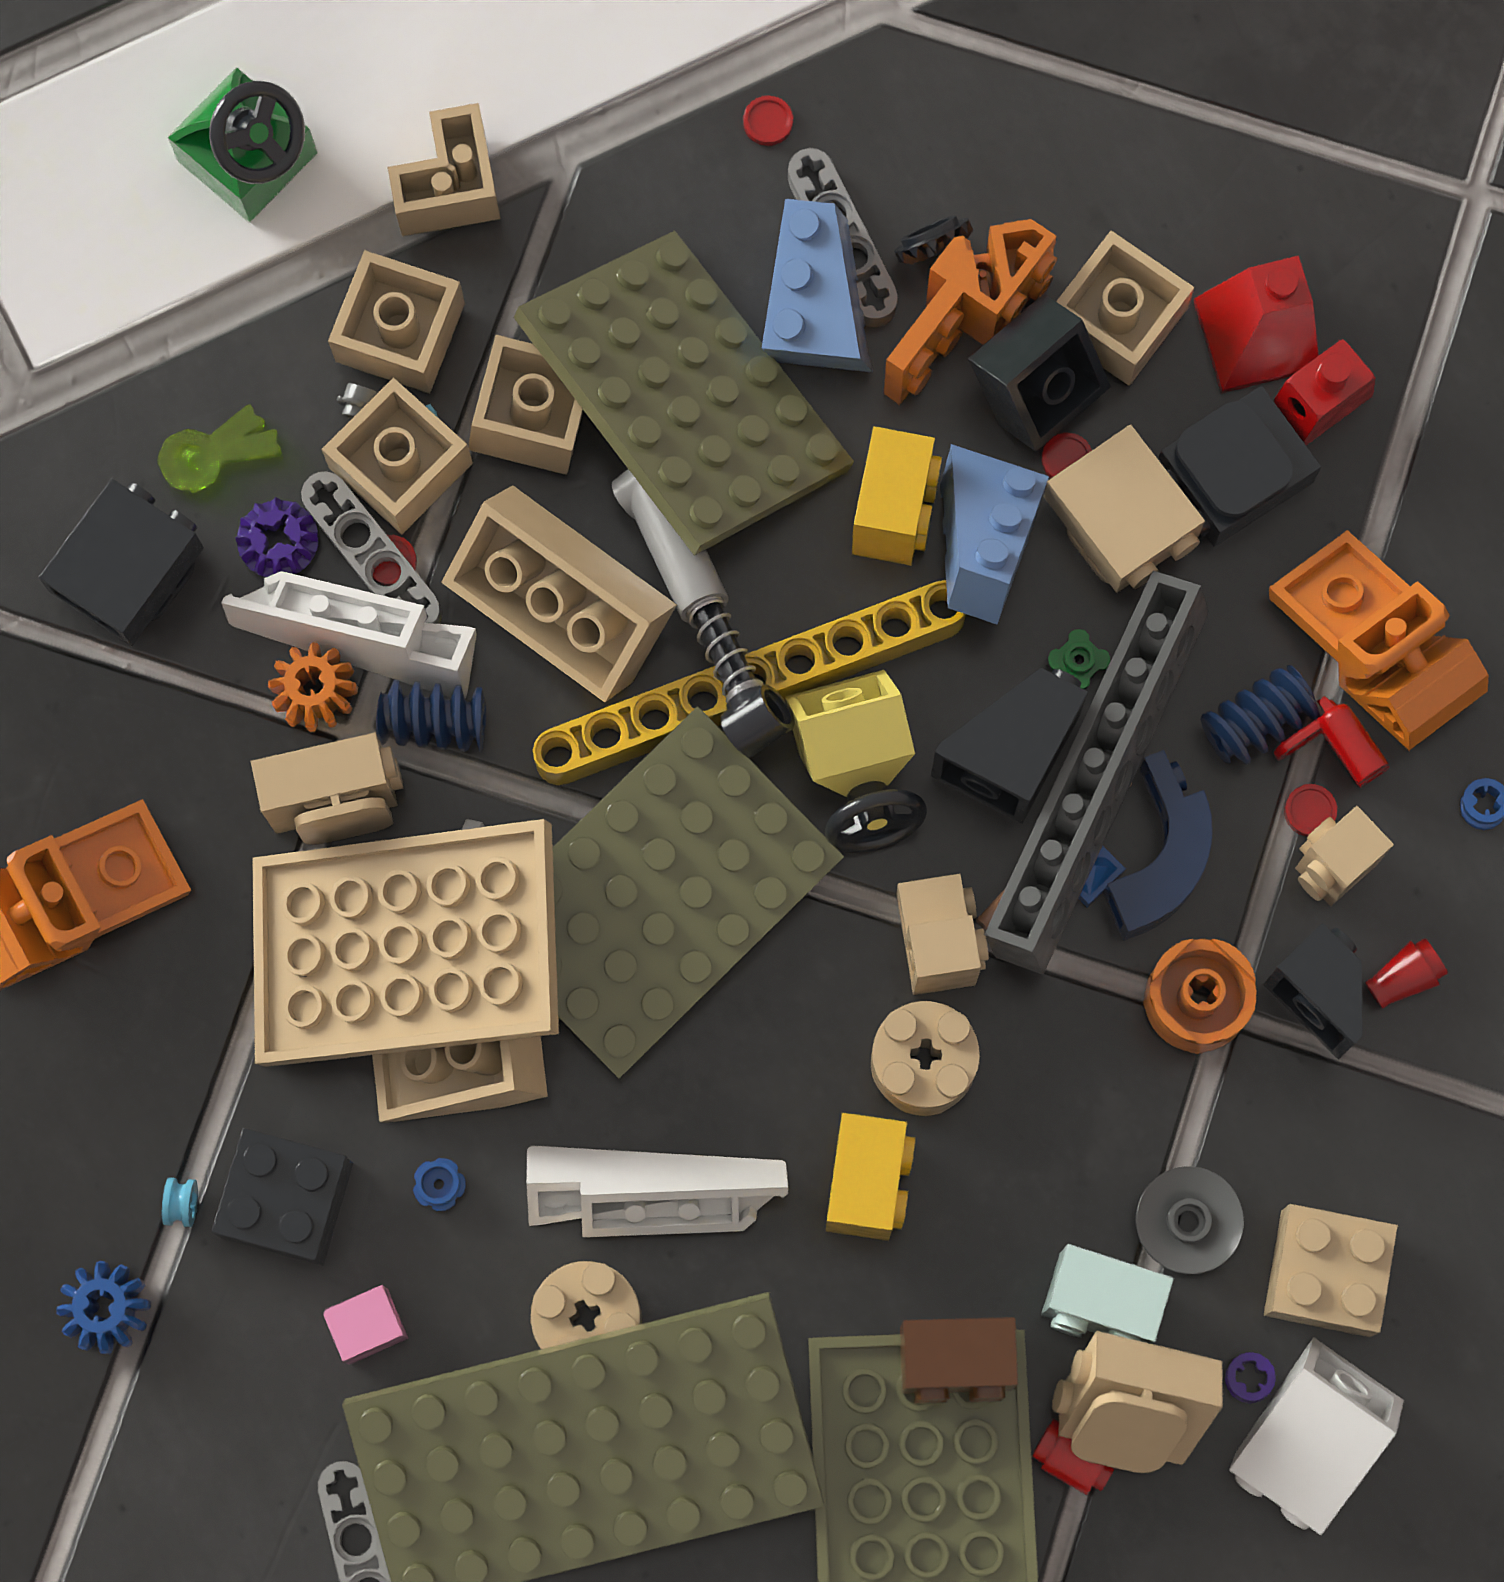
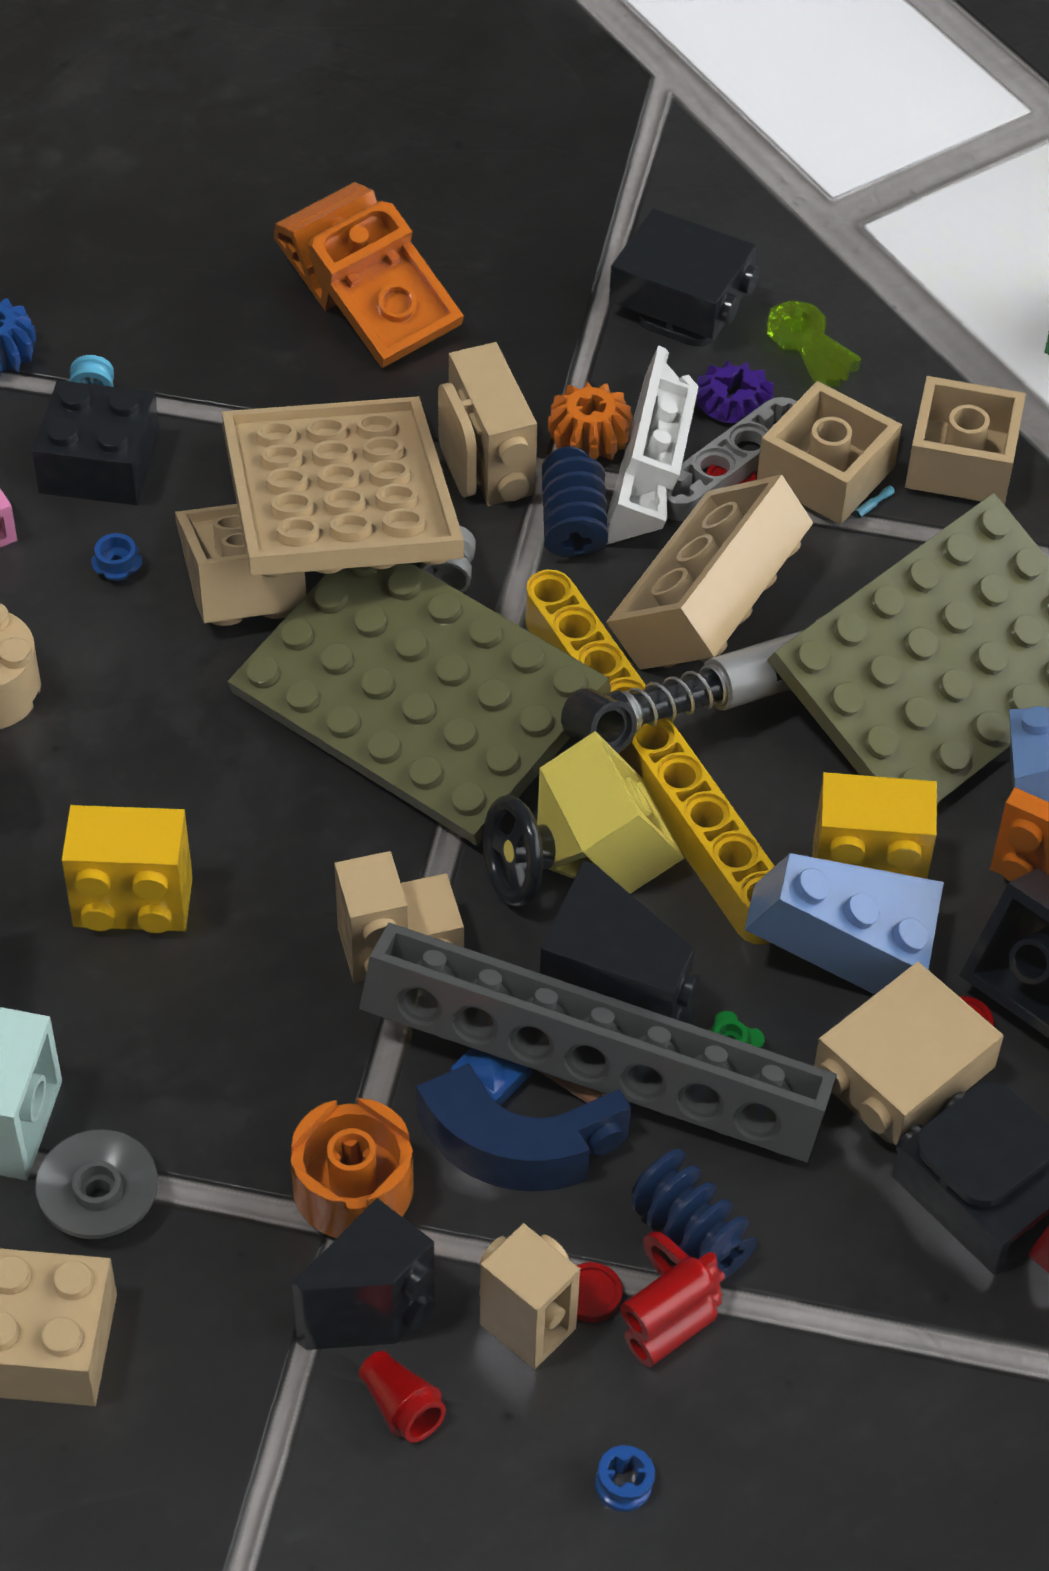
camera: 80 degrees right, 25 degrees down
(524, 409) = (891, 523): tan brick -> none
(648, 1191) = (115, 710): white wedge -> none
(948, 1038) = (262, 922): tan brick -> none
(1382, 639) = (801, 1332): orange piece -> none

